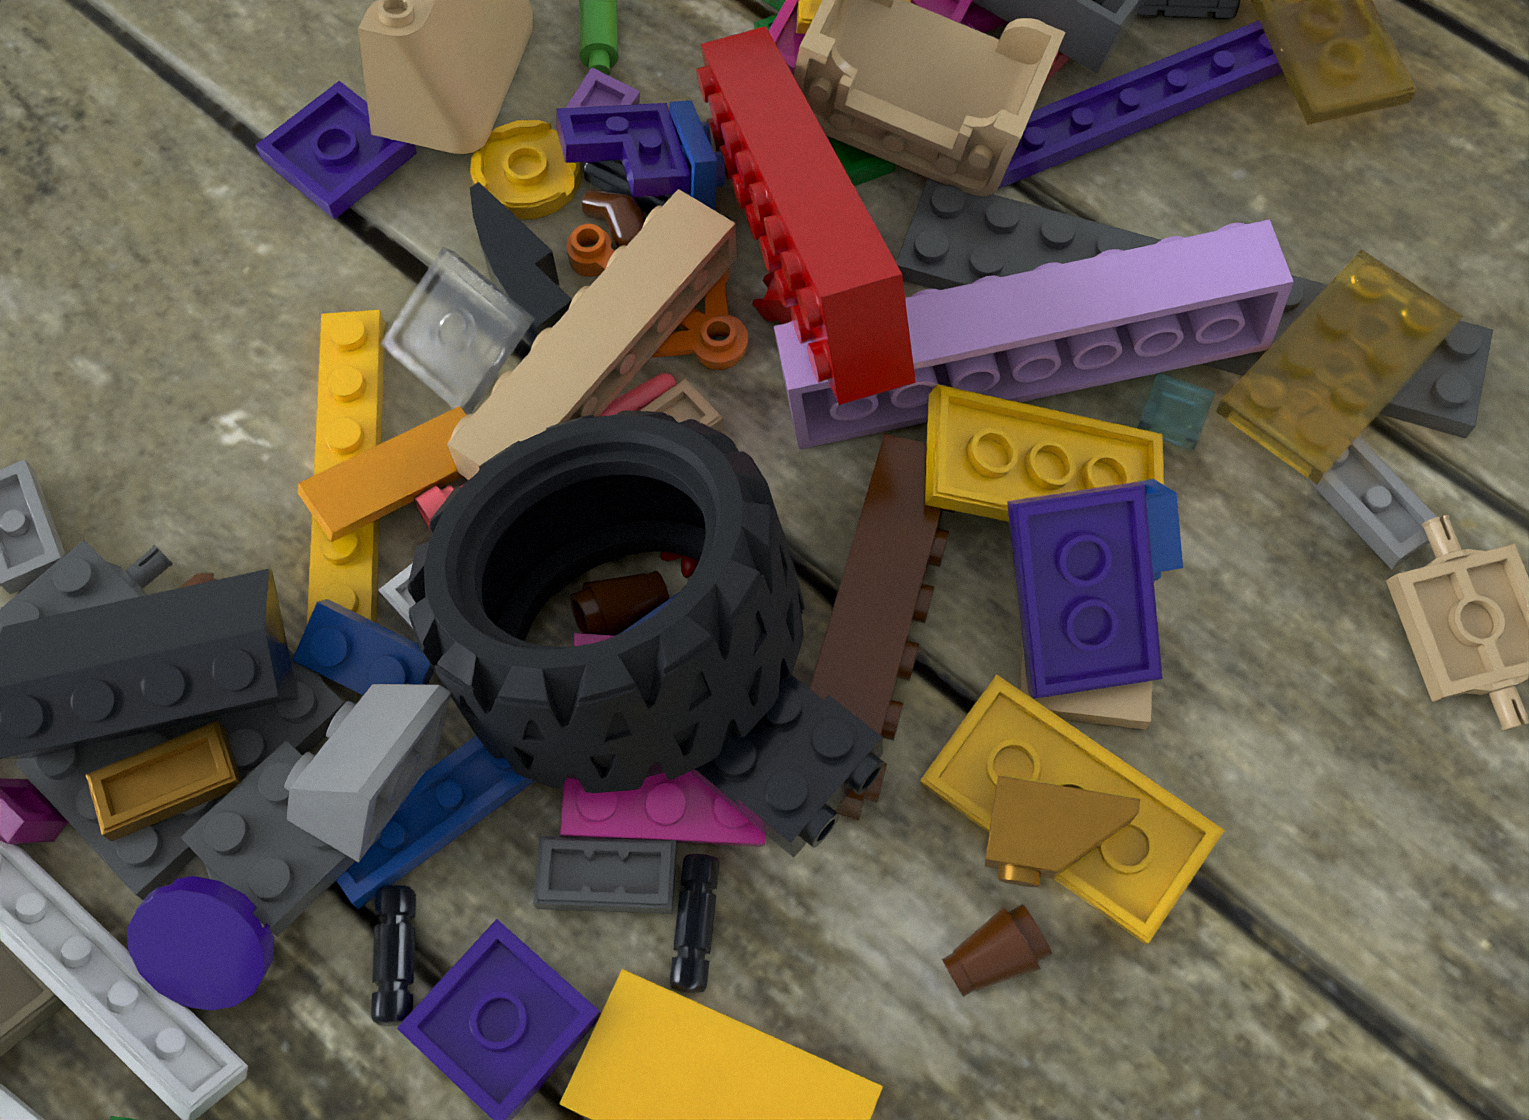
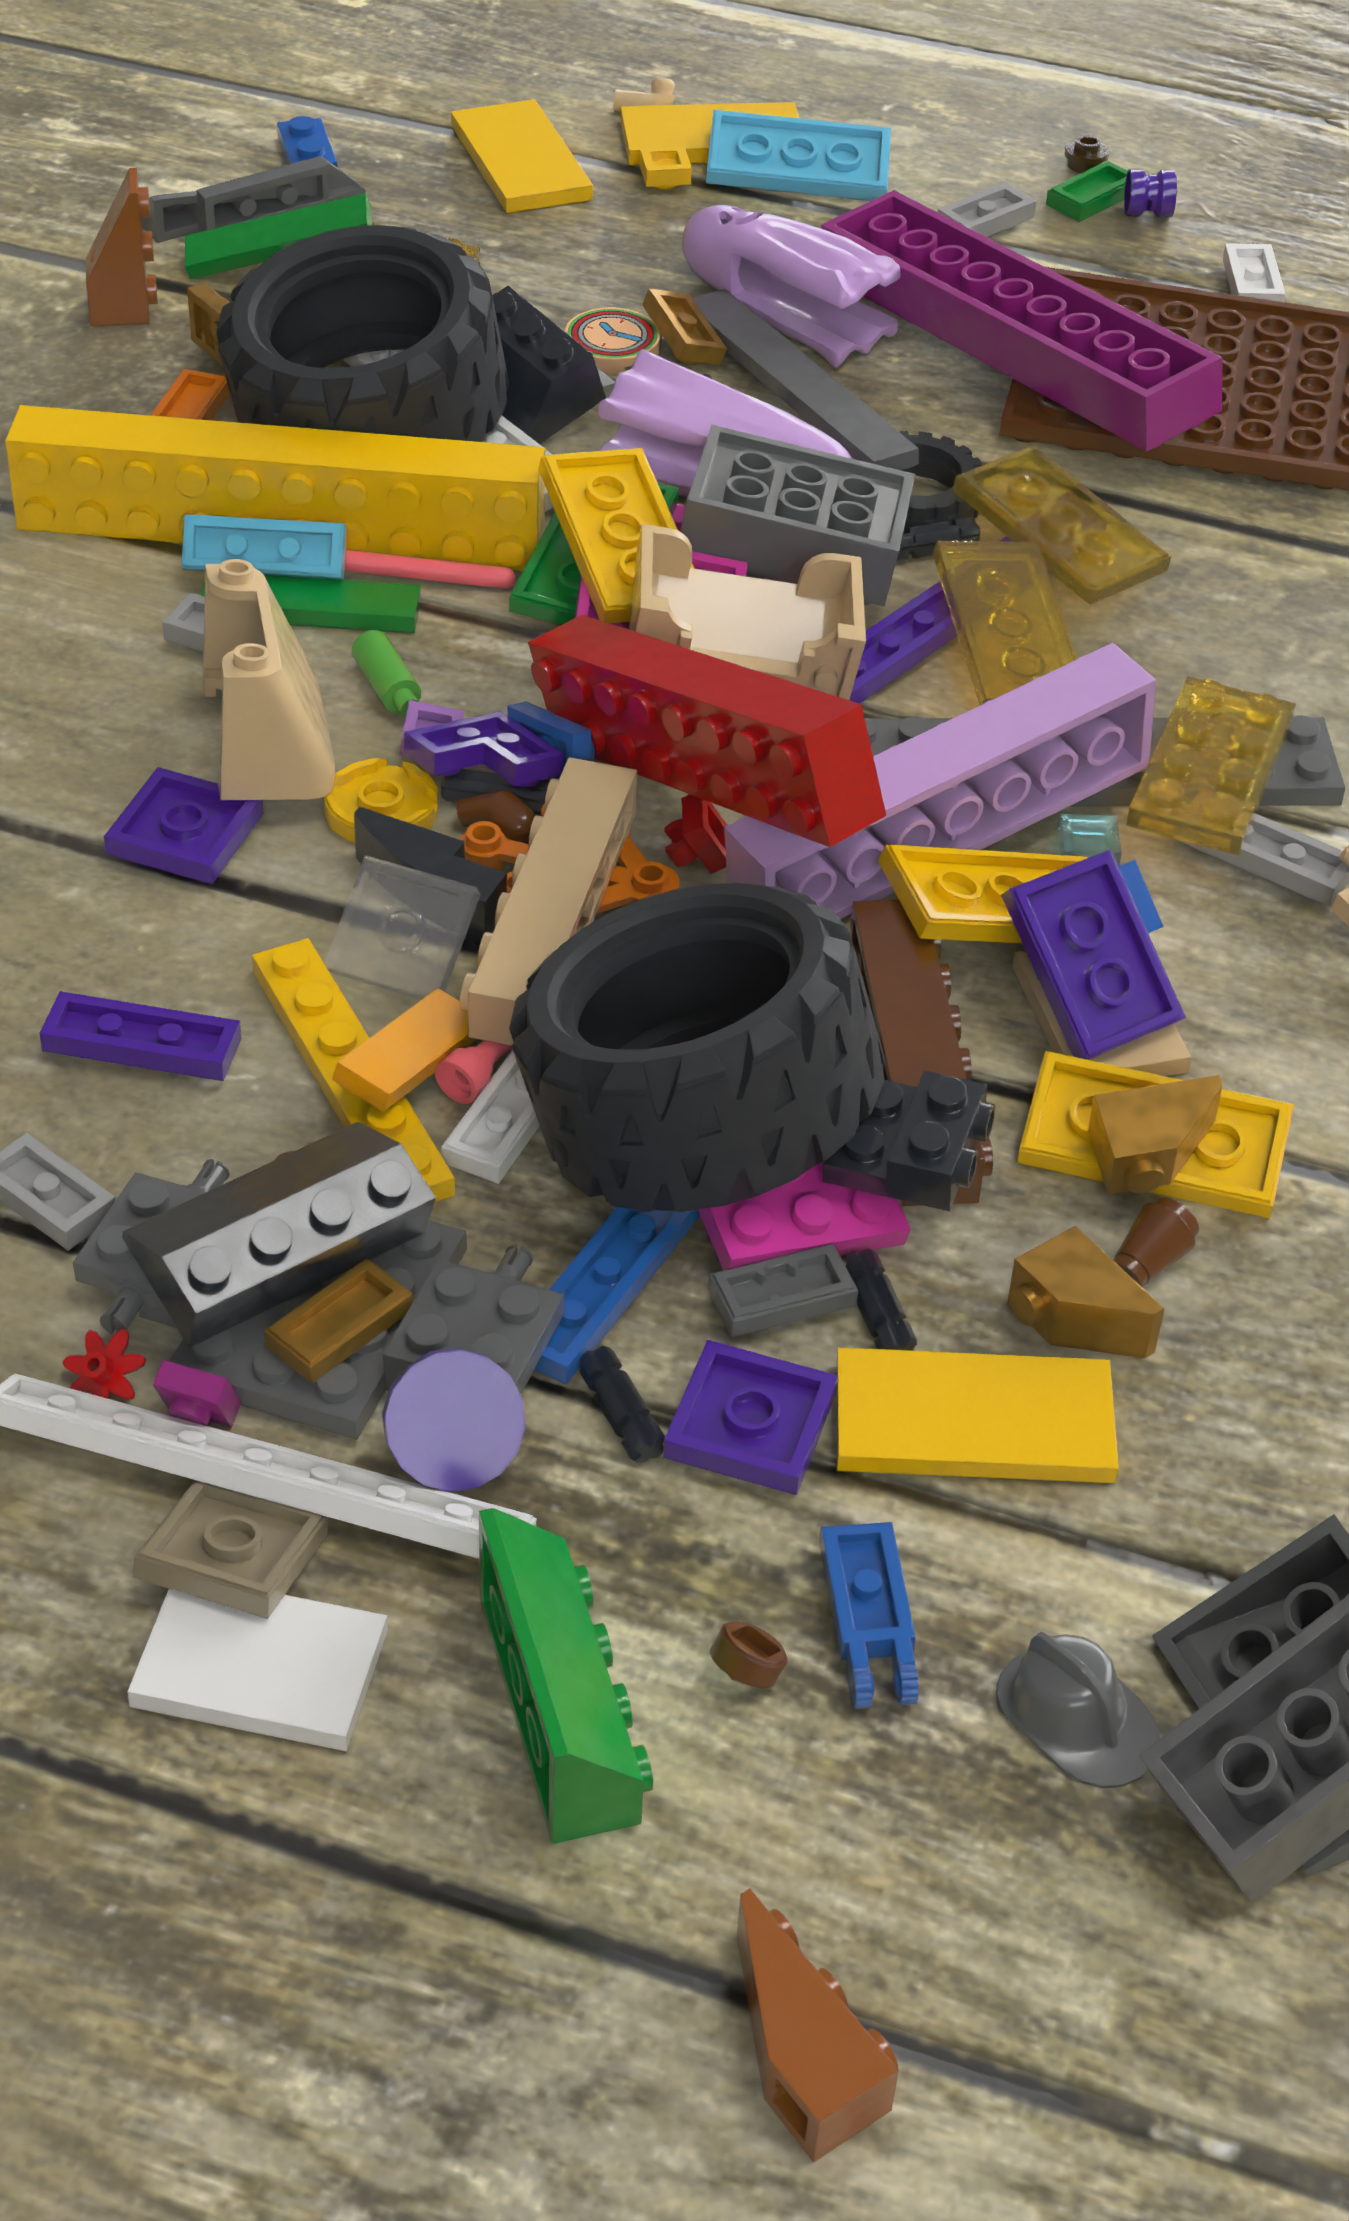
camera: 25 degrees left, 20 degrees down
(183, 376) = (141, 1036): none -> dark purple plate
(359, 650) = (477, 1192): blue plate -> none
(367, 765) = (546, 1224): light grey slope -> none
(888, 996) = (1083, 1298): none -> pearl gold slope
(1210, 128) = (1003, 613): none -> clear yellow tile

